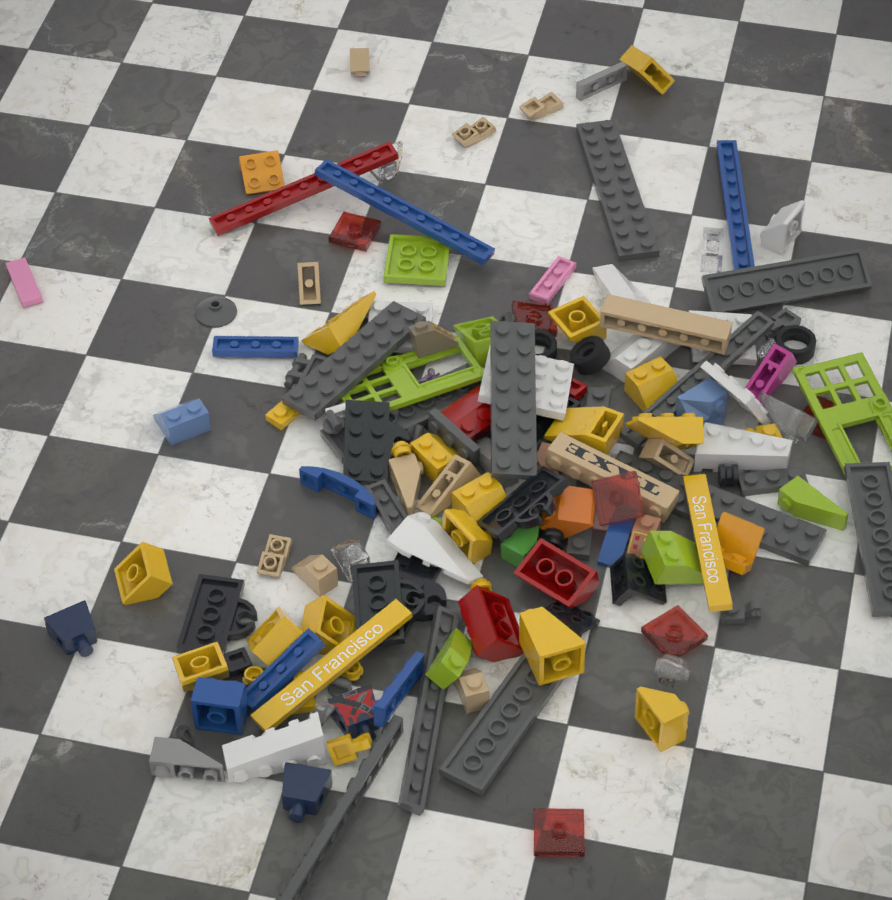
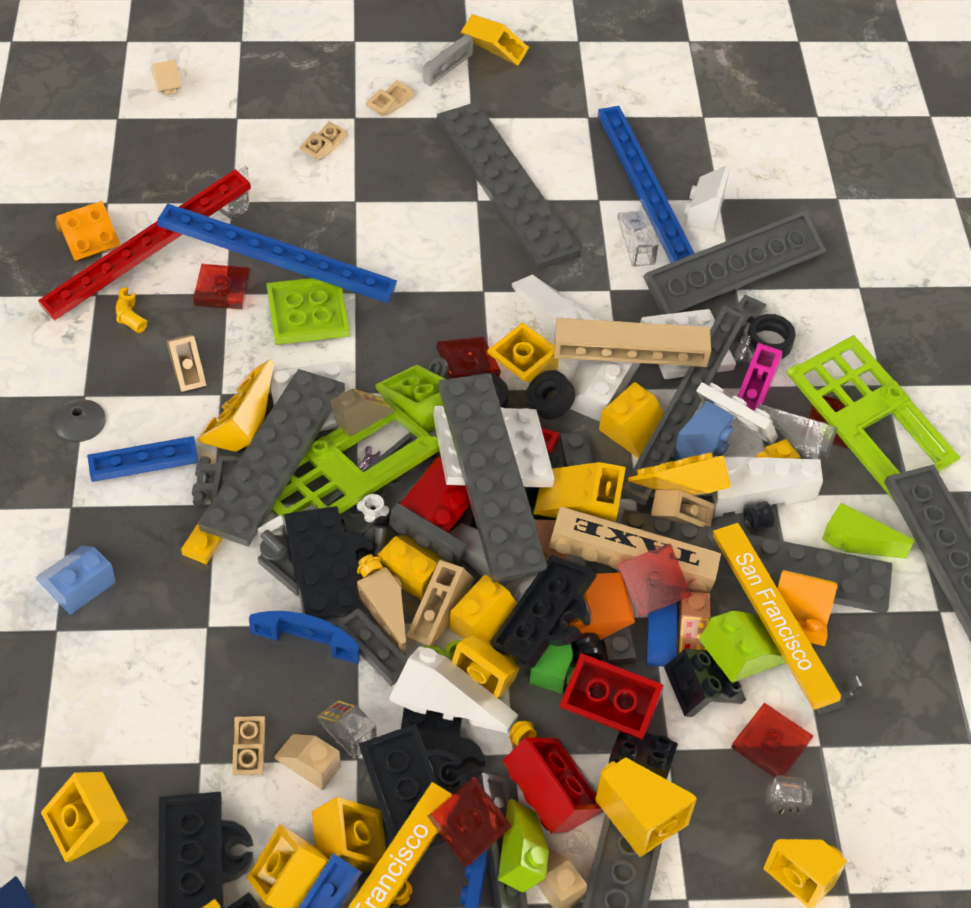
camera: 20 degrees left, 5 degrees up
(272, 238) = (125, 313): none -> yellow piece
(415, 629) = (469, 821): none -> clear red plate
(418, 410) = (372, 501): none -> white plate
(552, 280) = (472, 307): bright pink tile -> none
(768, 481) = (806, 512): dark grey plate -> none

